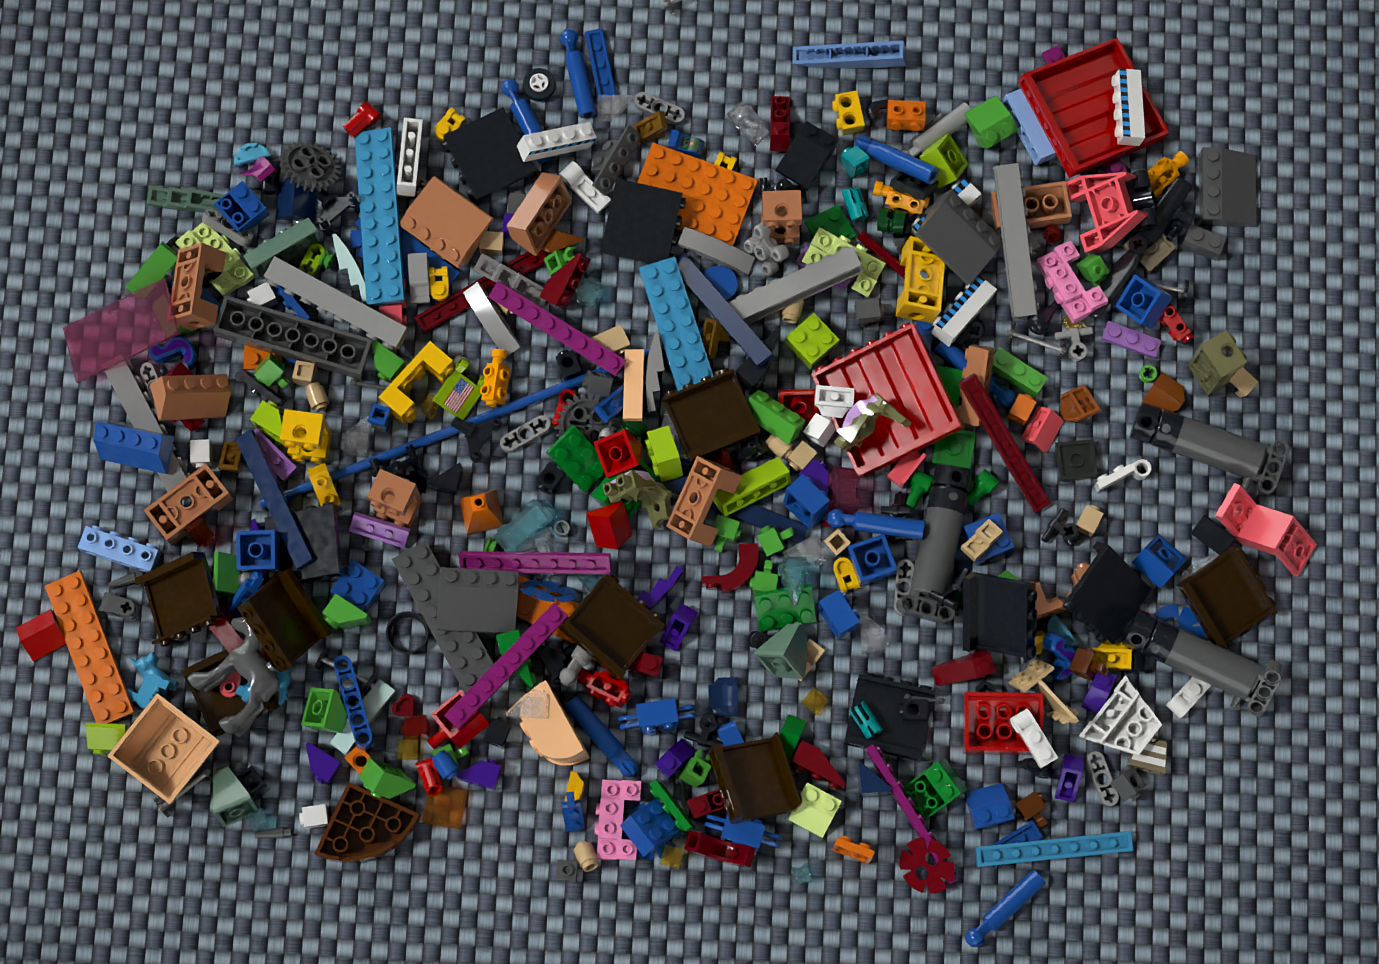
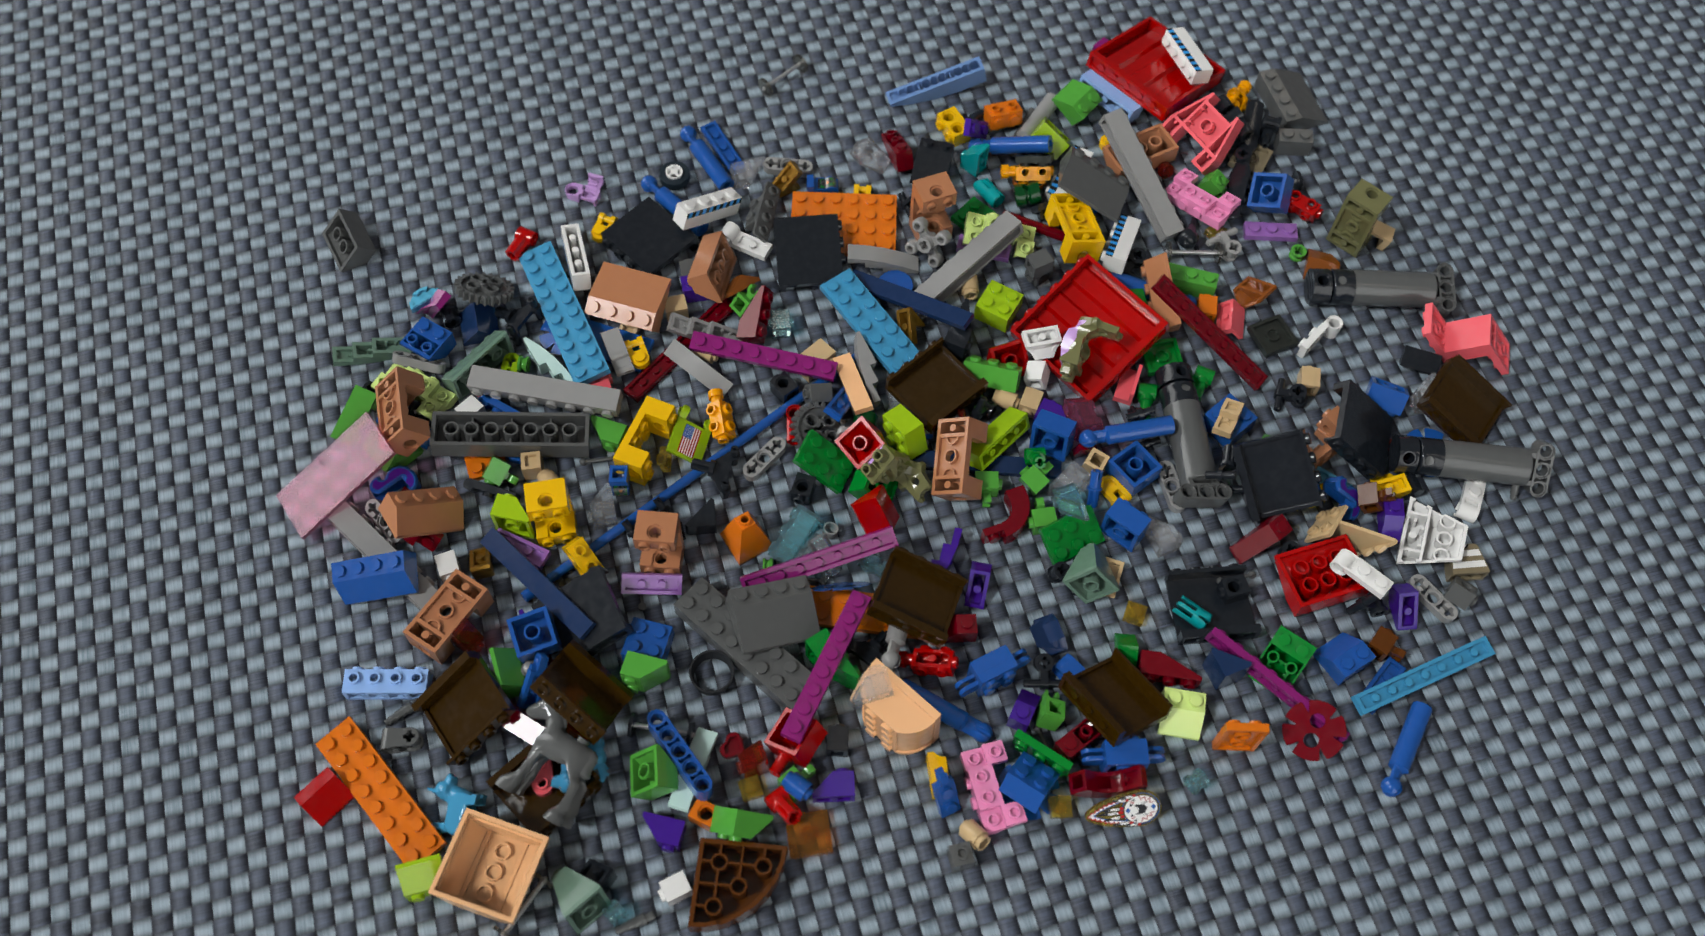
camera: 20 degrees left, 15 degrees down
(193, 65) = (348, 240): none -> dark grey slope
(447, 77) = (591, 191): none -> lavender piece
(727, 879) = (1126, 809): none -> shield
(781, 518) = (1035, 457): none -> green pin
(825, 568) = (1094, 487): none -> blue axle
(868, 126) = (975, 128): none -> dark purple plate

